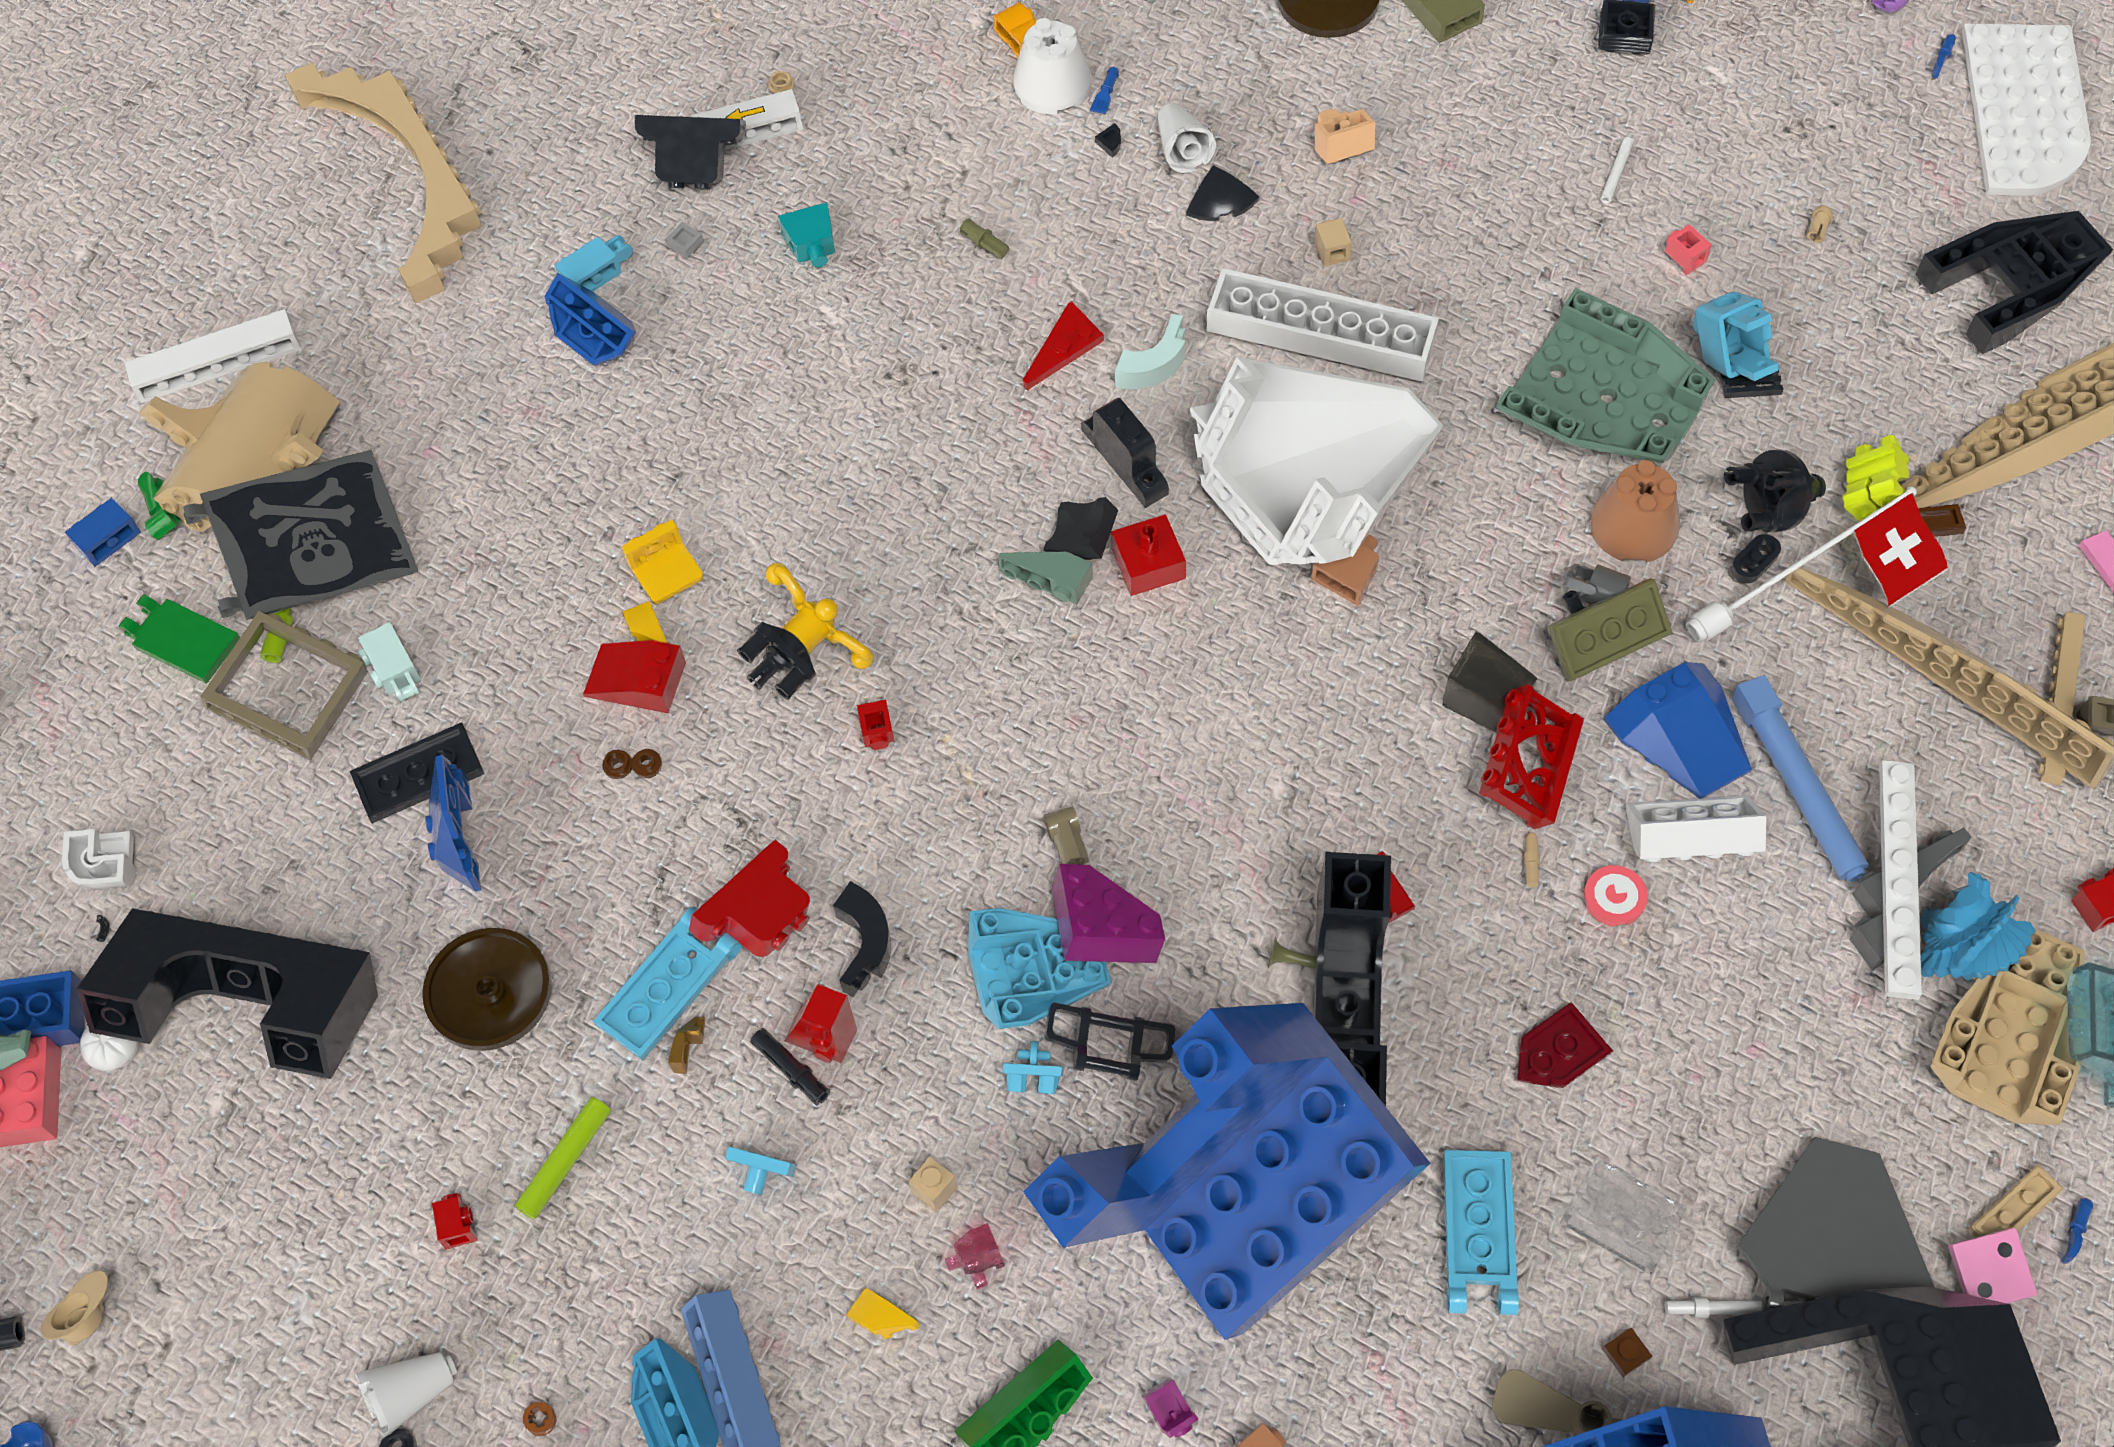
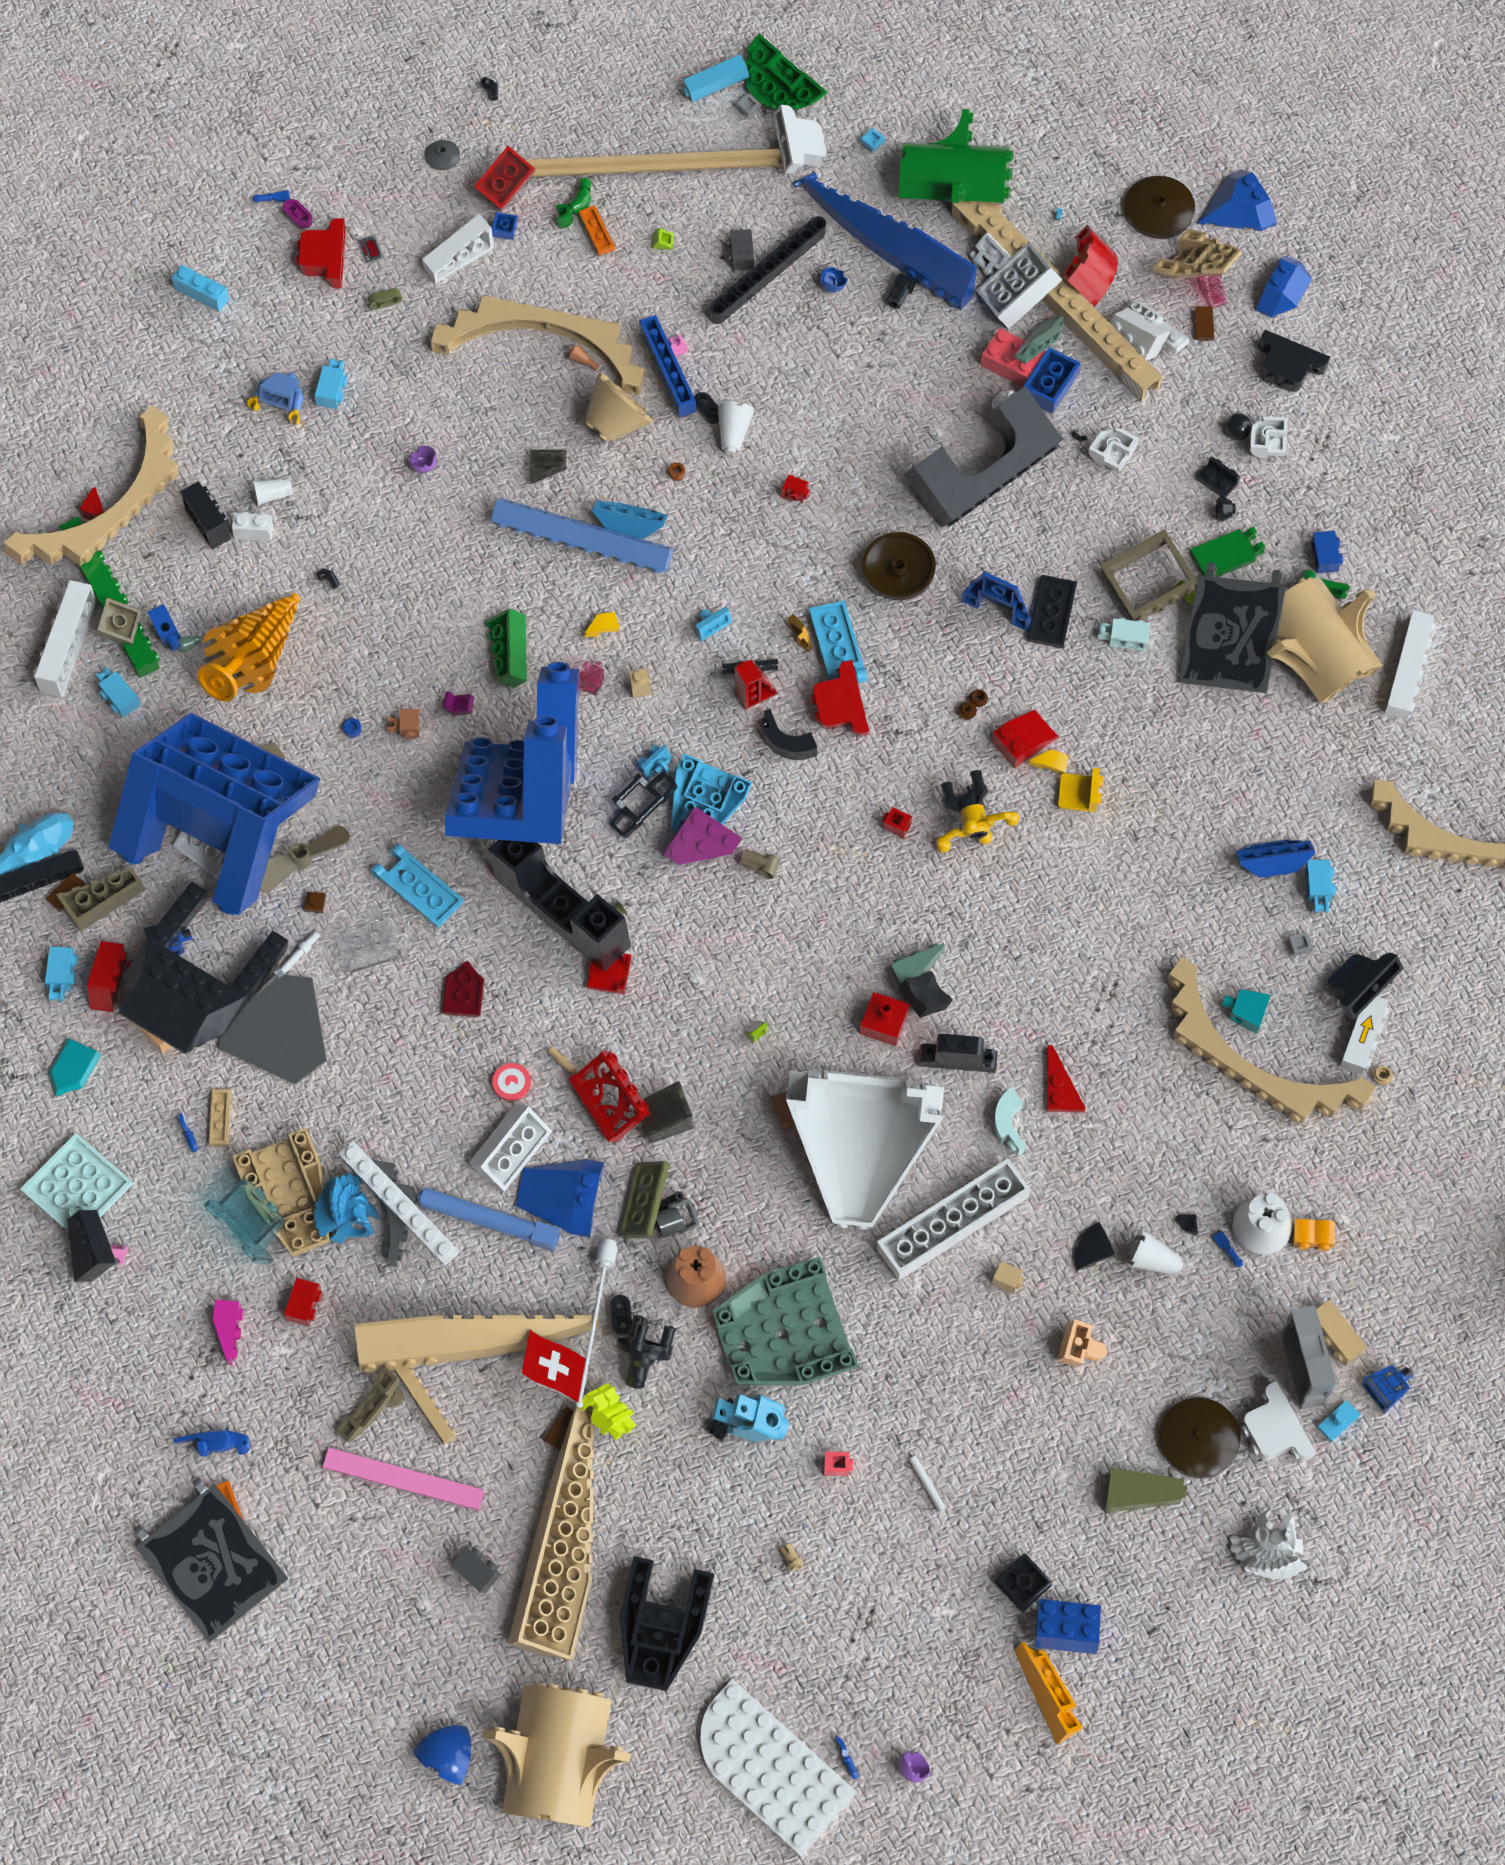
camera: 125 degrees right, 5 degrees up
(62, 718) = (1218, 477): none -> black bracket
(79, 1311) = (880, 326): tan piece -> none
(112, 678) = (1224, 509): none -> black cone
(562, 1158) = (788, 549): lime piece -> none
(880, 258) = (1285, 1095): none -> tan arch
(983, 238) = (1169, 1099): olive axle -> none
(1288, 678) = (756, 1031): none -> lime slope
(1993, 1267) = (206, 1077): bright pink tile -> none

